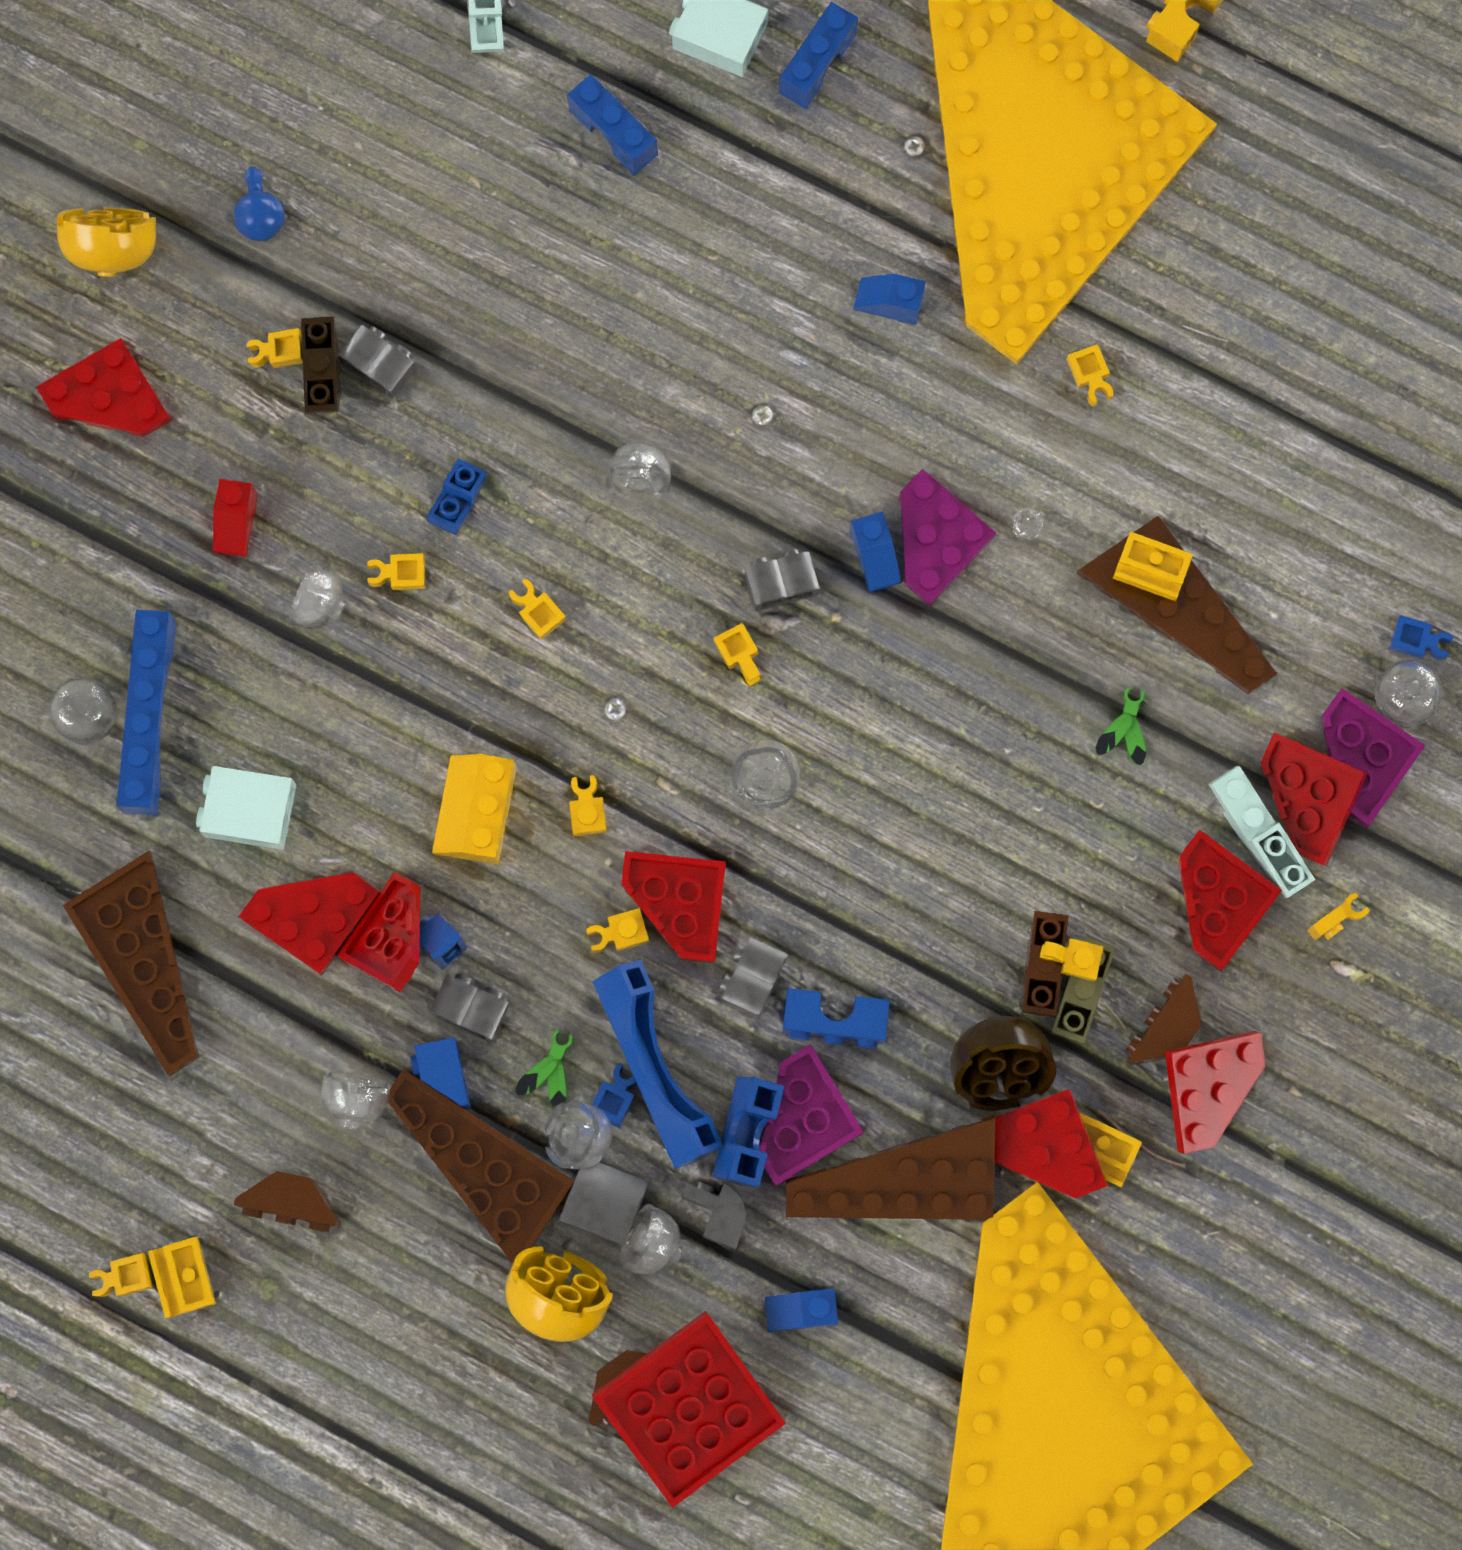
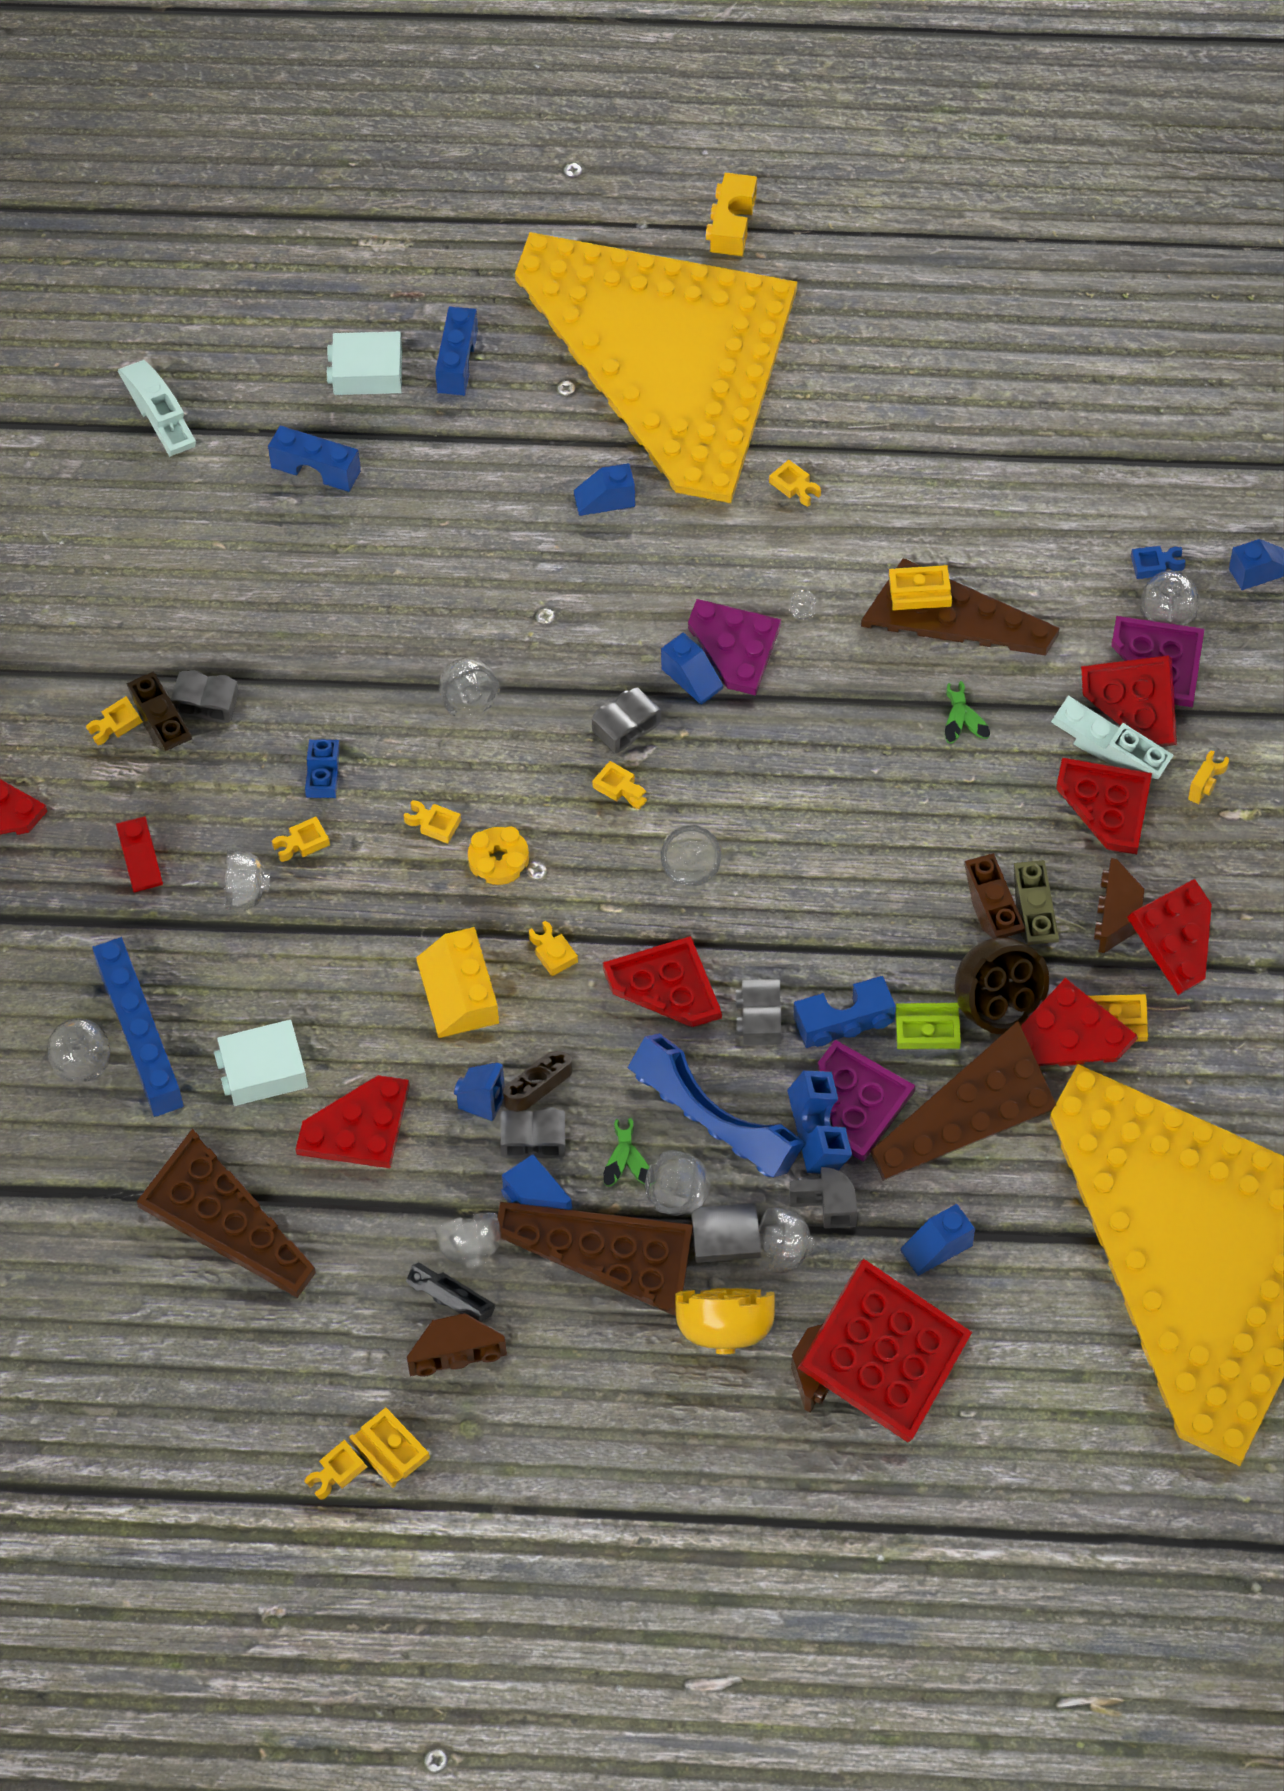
camera: 25 degrees left, 20 degrees down
(258, 213) = (47, 630): blue hair -> none
(313, 1144) = (450, 1292): none -> black hinge
(388, 935) = (434, 1103): red plate -> none
(489, 967) = (523, 1093): none -> dark brown beam
(594, 692) = (493, 840): none -> yellow plate
(614, 1098) = (694, 1143): blue plate -> none
(625, 931) = (629, 1026): yellow plate -> none
(910, 1069) = (927, 1026): none -> lime plate
(1078, 958) = (1018, 874): yellow plate -> none

